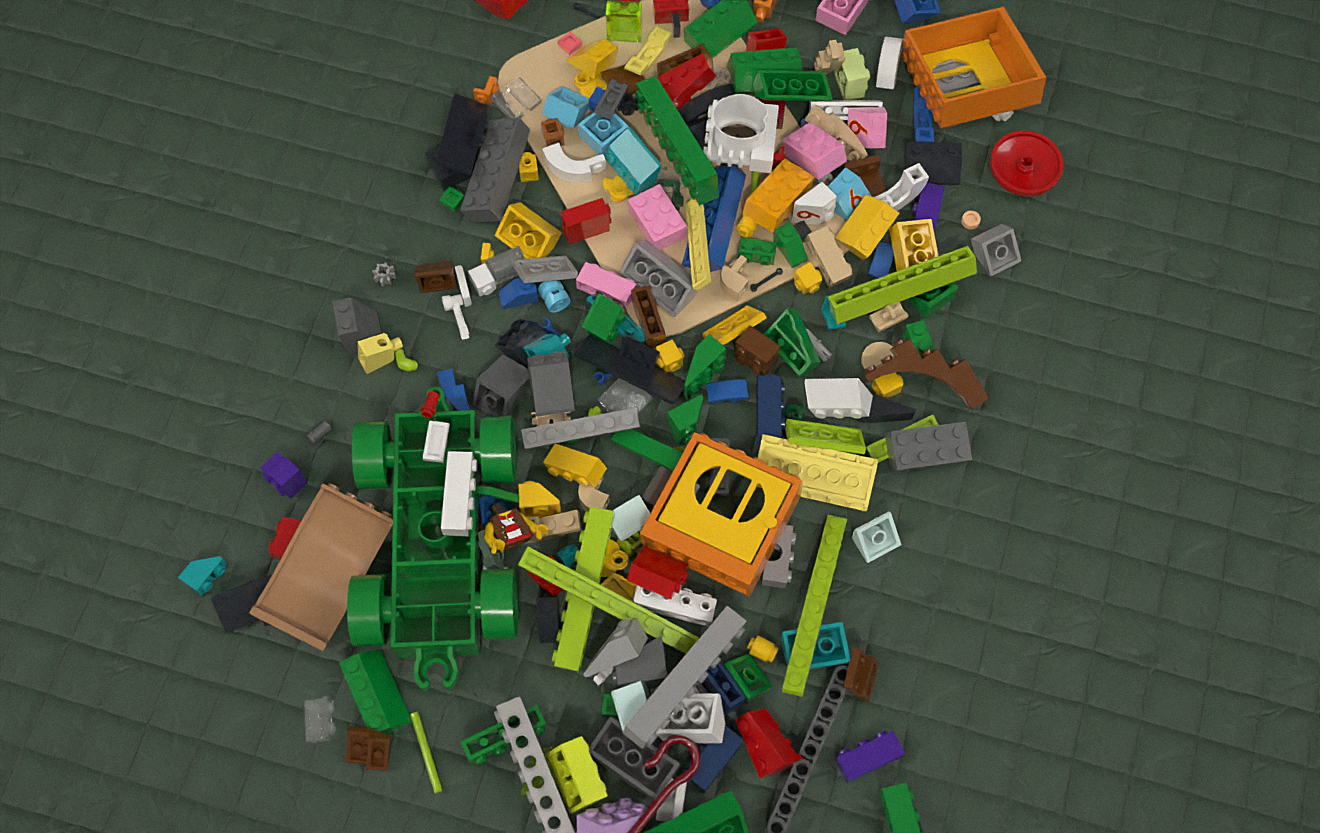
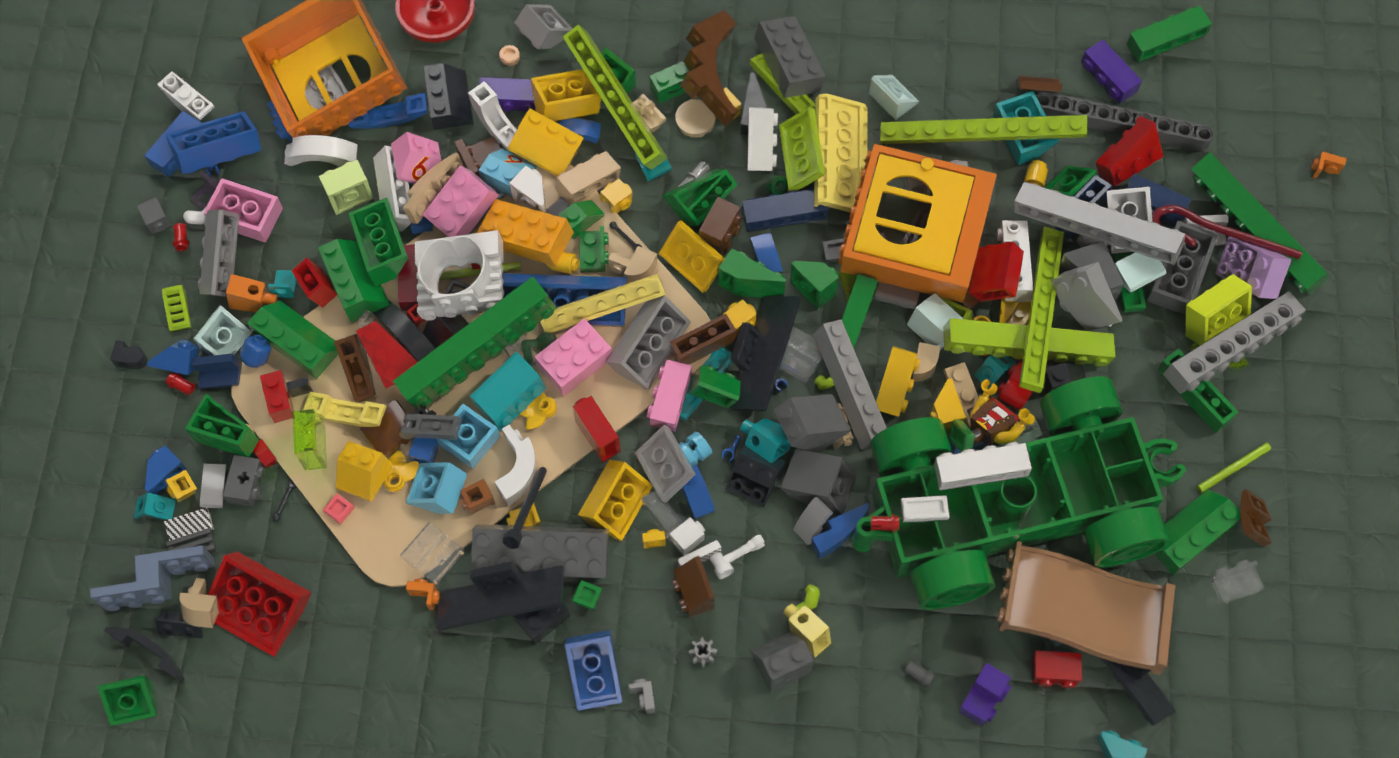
camera: 100 degrees left, 0 degrees up
(360, 229) = (646, 698): none -> light grey bracket
(394, 195) = (593, 670): none -> blue slope
(467, 373) = (811, 520): none -> light grey slope
(502, 140) = (514, 536): none -> black piece
(769, 24) = (284, 284): none -> teal bracket
(830, 58) = (336, 203): tan slope -> none

